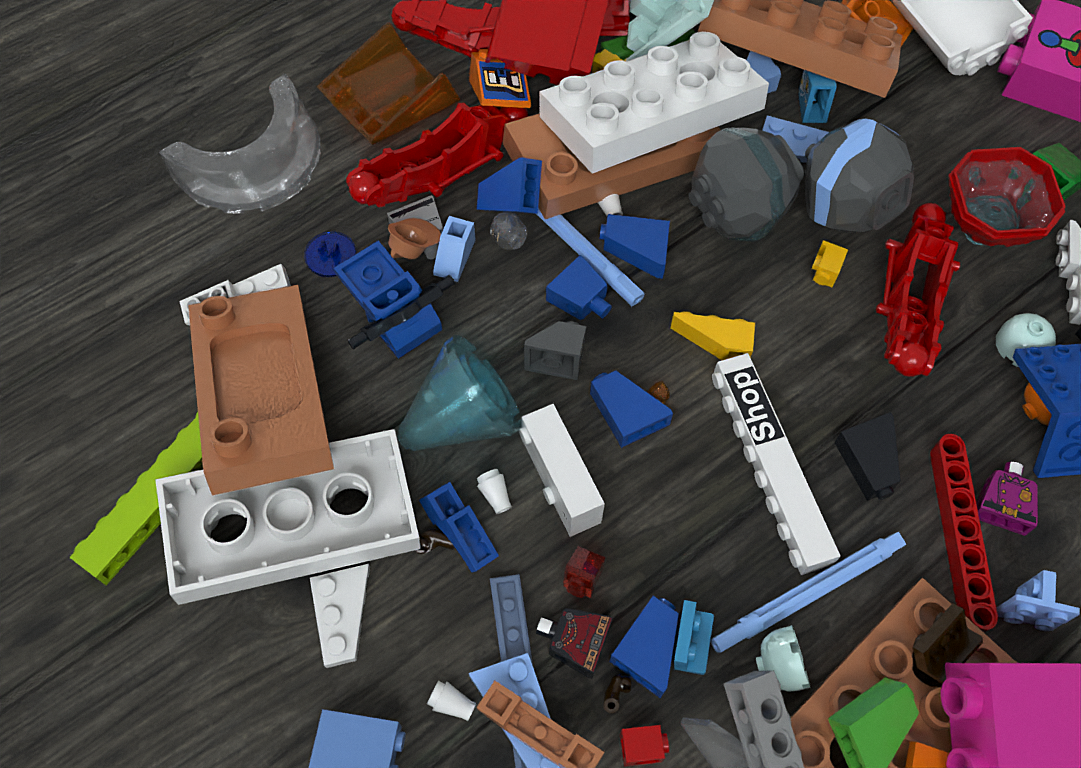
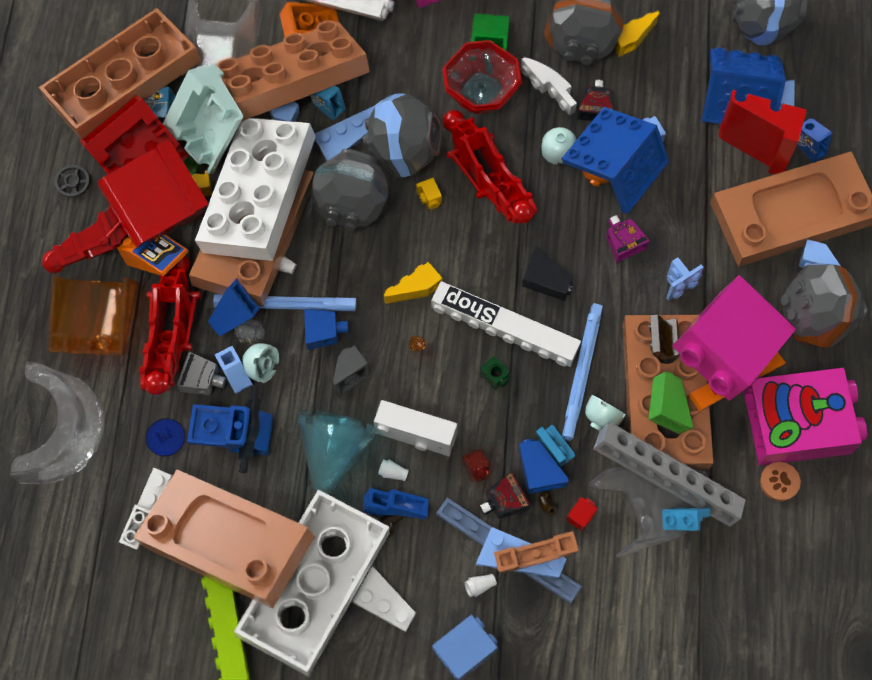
camera: 45 degrees left, 5 degrees up
(412, 237) = (210, 384): nougat piece -> none
(486, 266) = (260, 361): none -> light aqua cylinder
(628, 408) = (410, 366): blue slope -> none
(637, 241) = (323, 273): blue slope -> none
(708, 487) = (491, 366): none -> dark green brick
(967, 520) = (617, 266): red beam -> none

